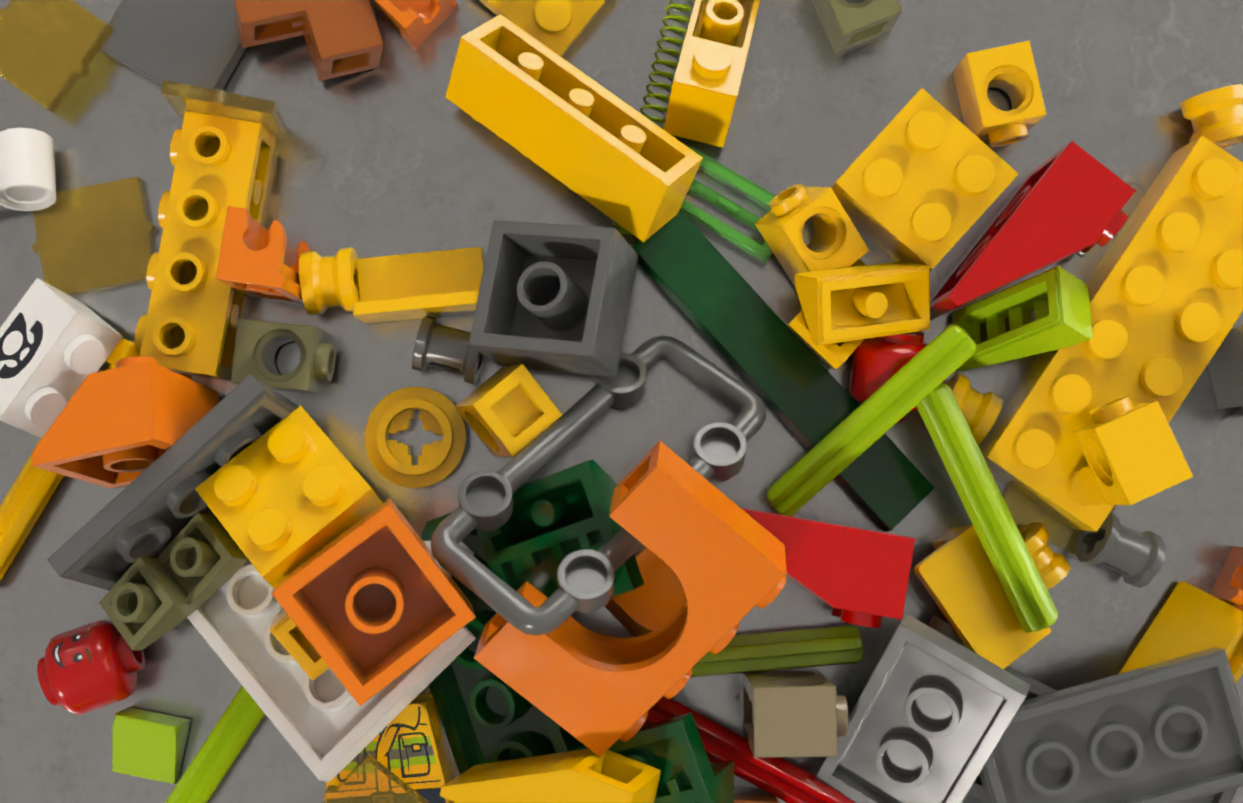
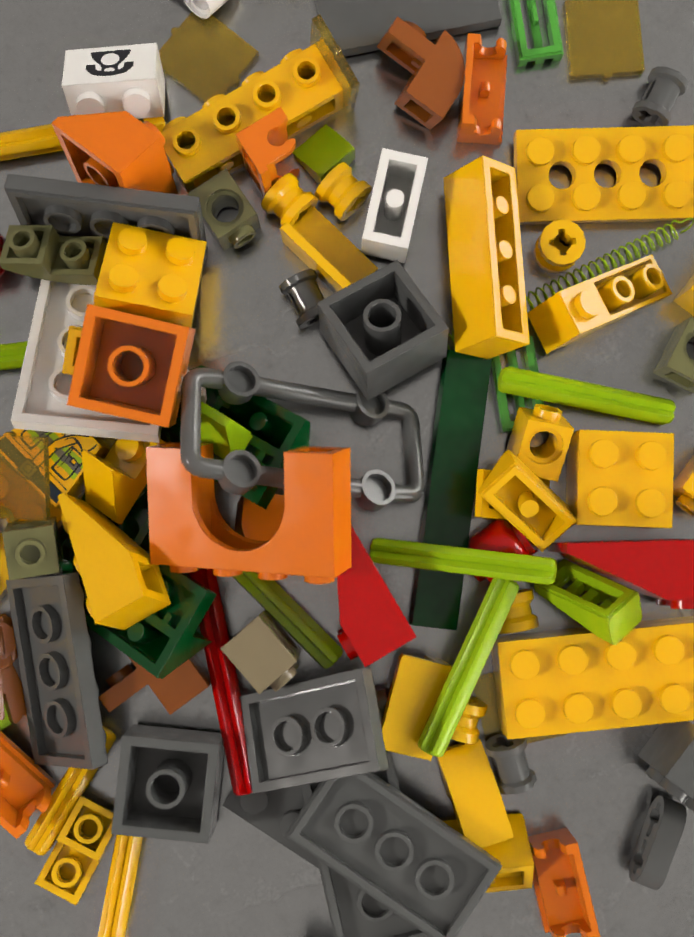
camera: 50 degrees right, 0 degrees up
(310, 199) = (324, 152): none -> lime slope
(367, 214) = (343, 191): none -> yellow wheel
(396, 414) = (247, 300): yellow gear -> none
(431, 173) = (393, 205): none -> white brick
(474, 714) = (117, 480): none -> yellow slope
(508, 410) = (299, 357): yellow brick -> none
(527, 559) = (222, 432): none -> lime slope
(617, 51) = (552, 254): none -> yellow wheel
(801, 144) = (586, 395): none -> lime axle
(1123, 614) = (474, 794): none -> yellow slope
(1131, 451) = (568, 719): yellow brick -> none

